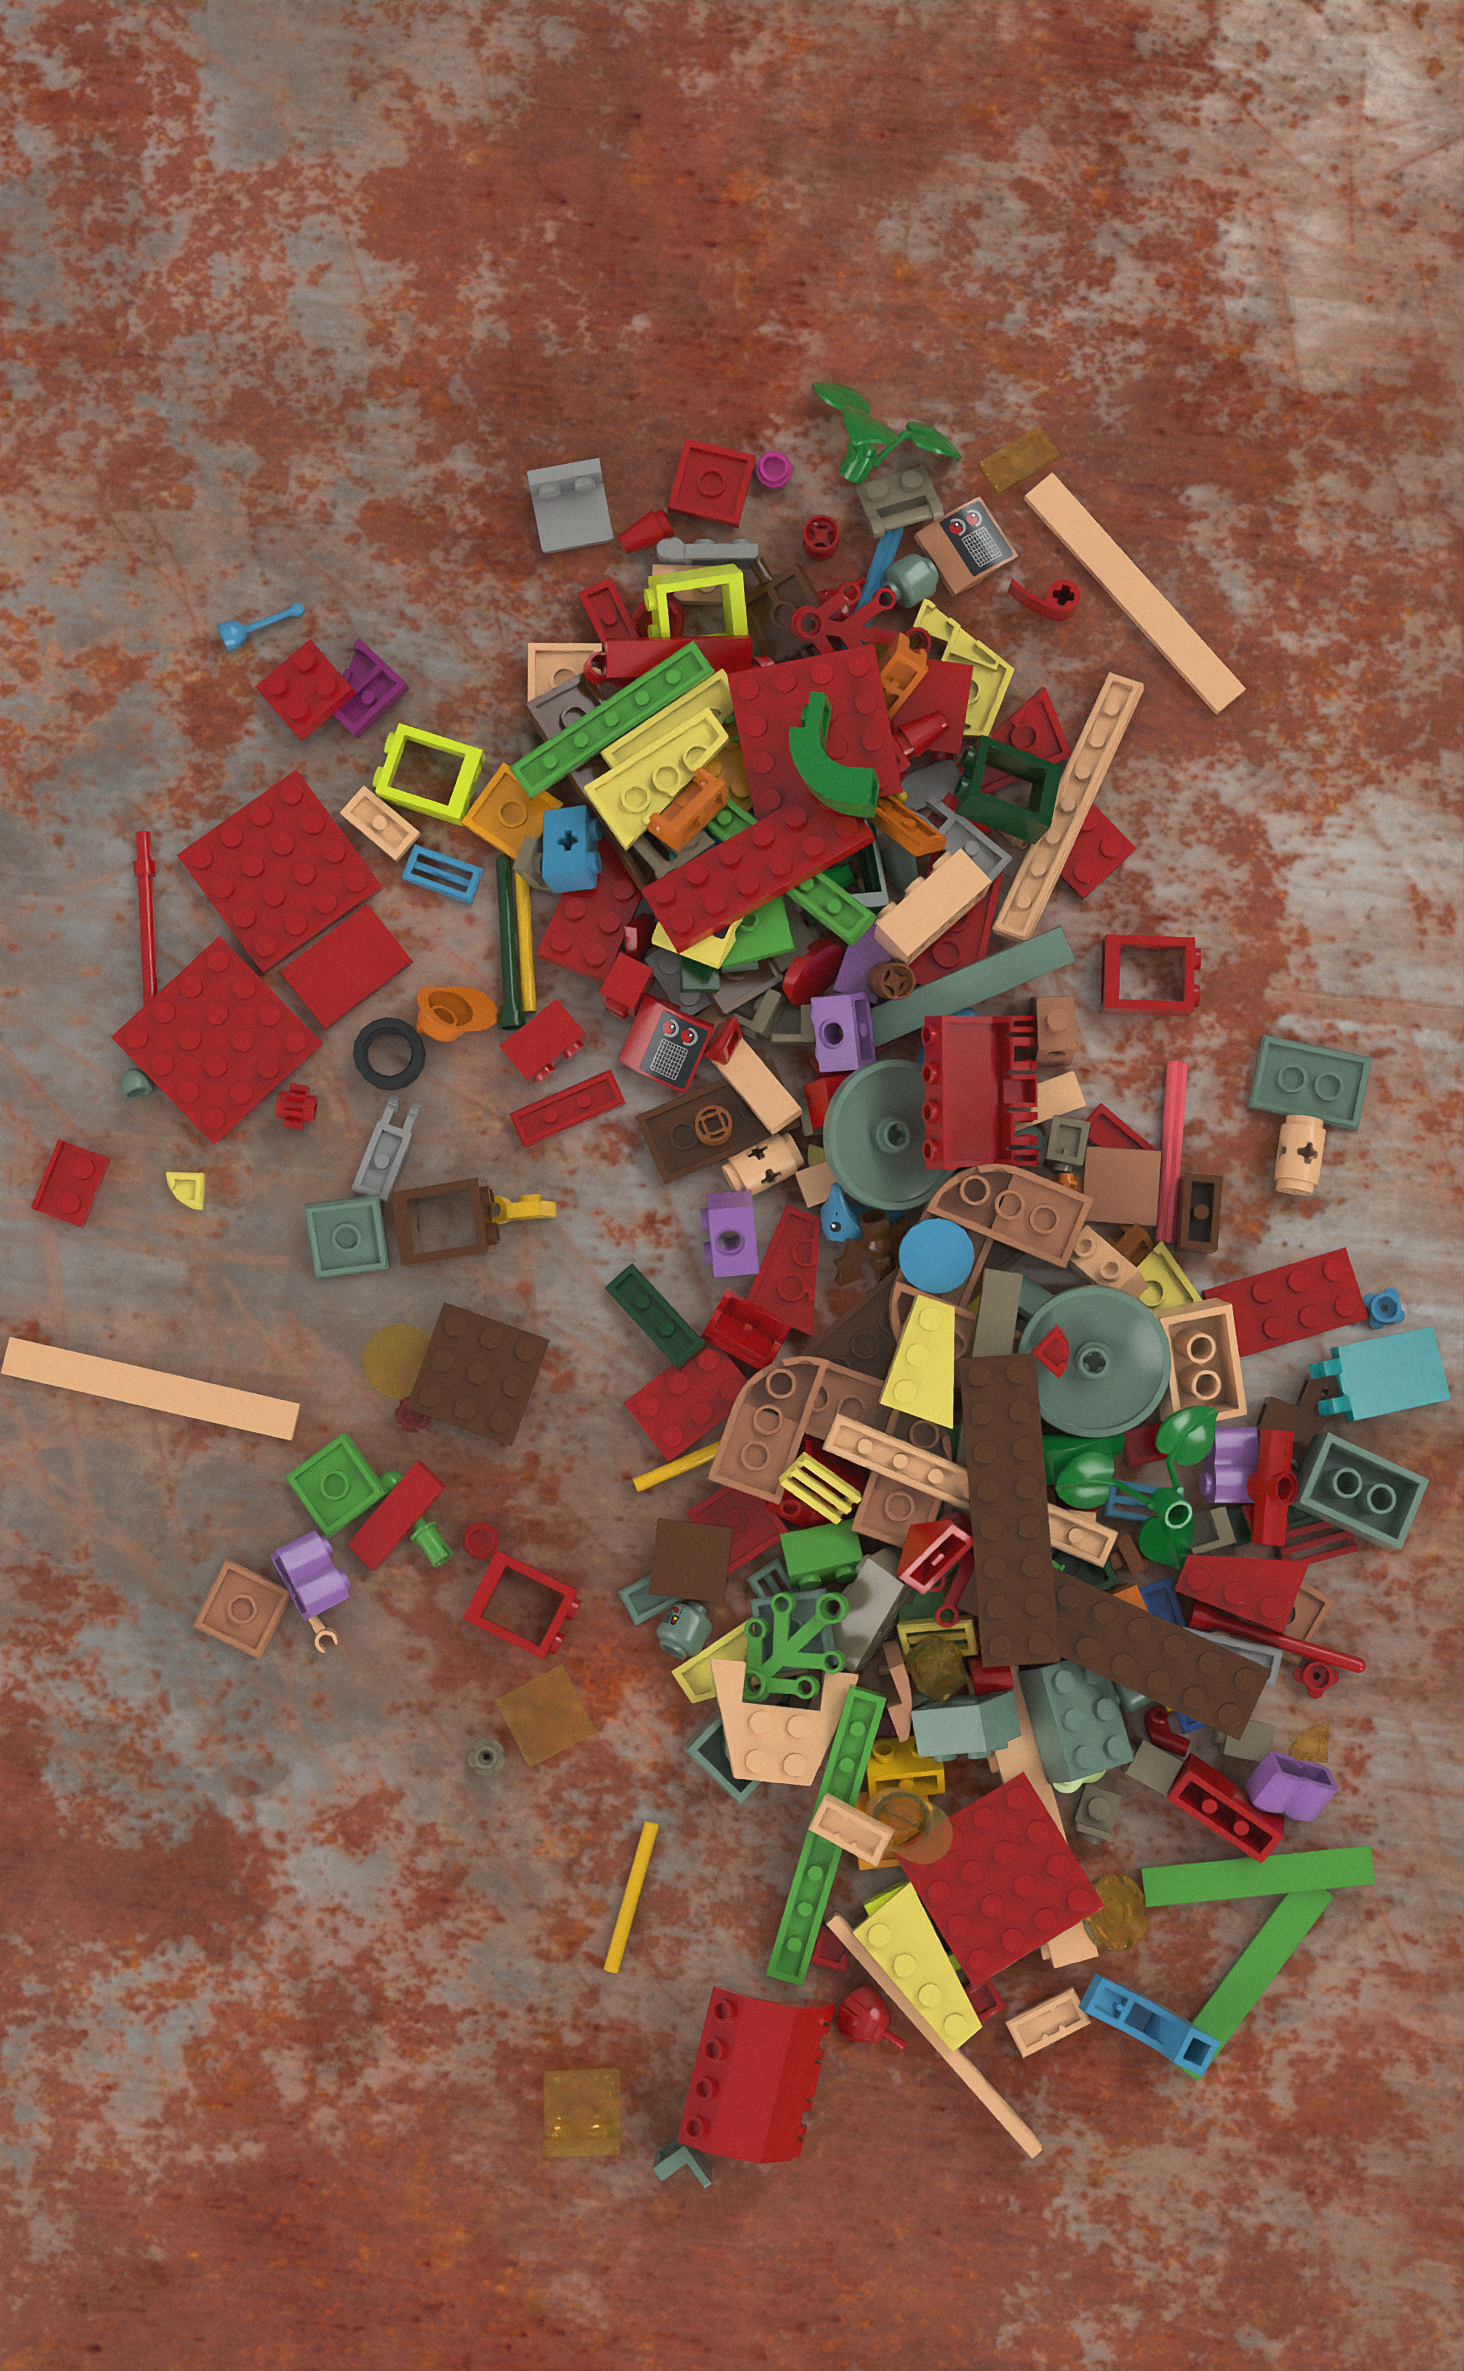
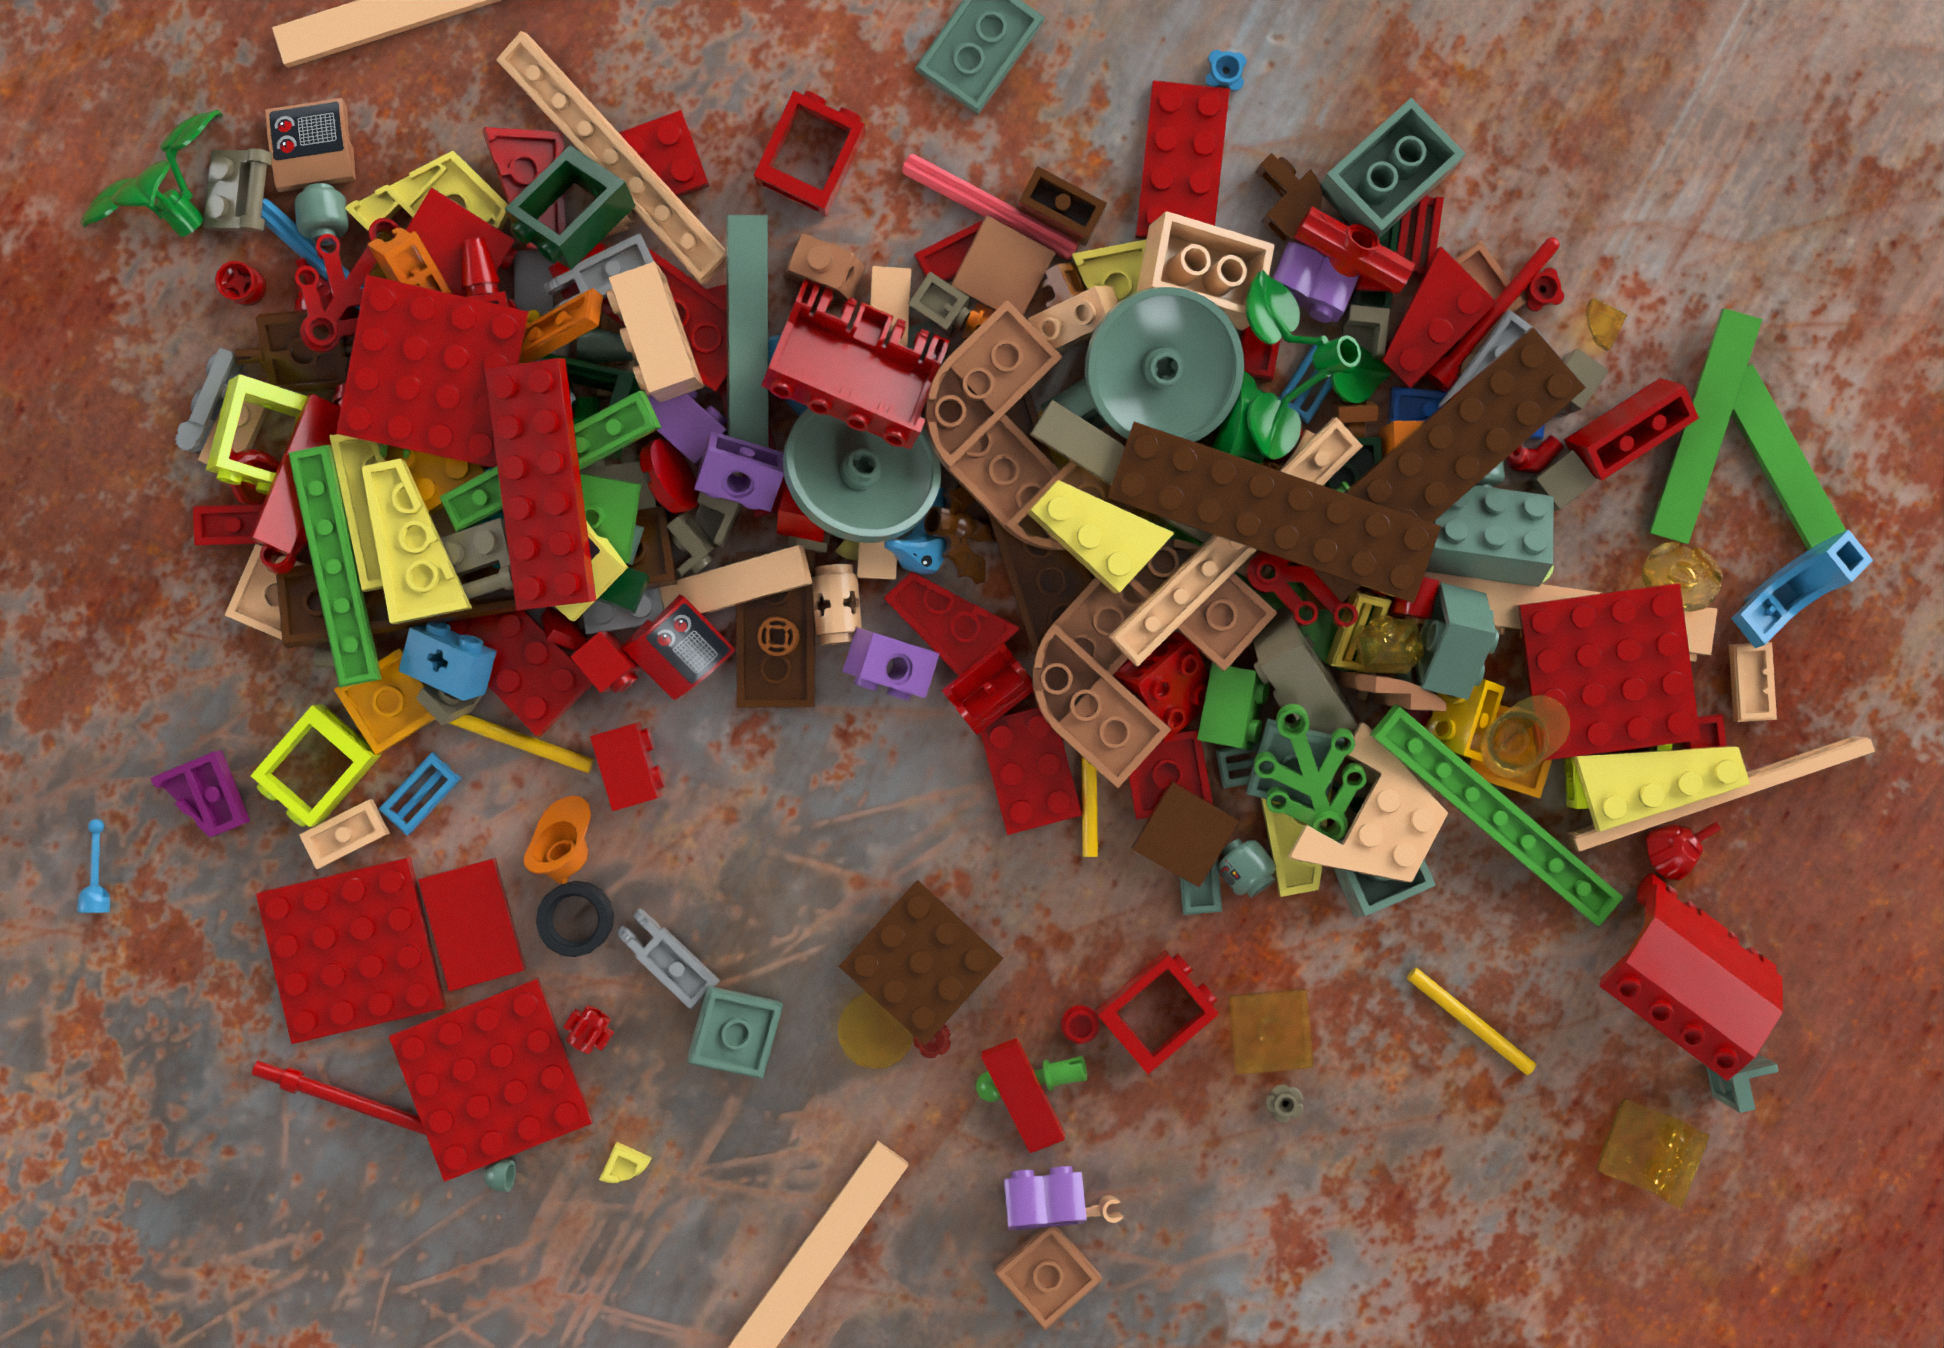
camera: 65 degrees left, 5 degrees up
(70, 1183) = (571, 1275): red plate -> none
(305, 690) = (179, 852): red plate -> none
(336, 1485) = (969, 1139): bright green plate -> none
(409, 1229) = (753, 969): reddish brown window -> none
(511, 1014) = (587, 785): dark green piece -> none
(528, 1208) = (781, 847): yellow plate -> none
(567, 1108) = (701, 769): red tile -> none
(570, 506) = (103, 515): light grey bracket -> none
(646, 531) = (162, 451): red cone -> none
(655, 1316) = (938, 769): dark green tile -> none
(690, 811) = (458, 528): orange hinge -> none
(711, 483) = (140, 367): red plate -> none
(724, 1041) = (700, 591): red slope -> none
(773, 470) = (153, 300): dark pink plate -> none
(829, 1950) = (1601, 858): red tile -> none
(837, 786) = (494, 372): green arch -> none
(842, 1505) = (1200, 681): light yellow tile -> none
(851, 1829) = (1507, 791): light nougat plate -> none
(899, 981) = (714, 395): dark orange wheel -> none
(931, 1552) = (1282, 605): red slope -> none
(936, 1255) = (997, 476): dark azure tile -> none
(1018, 460) = (245, 55): clear yellow plate -> none
(1049, 607) = (406, 89): red panel -> none
(1053, 1351) = (1139, 403): red tile -> none
(1096, 1814) = (1582, 553): dark tan bracket -> none
(1290, 1787) = (1639, 358): medium lavender brick -> none
(1301, 1141) = (1028, 79): light nougat piece -> none
(1384, 1375) = (1291, 97): teal tile -> none

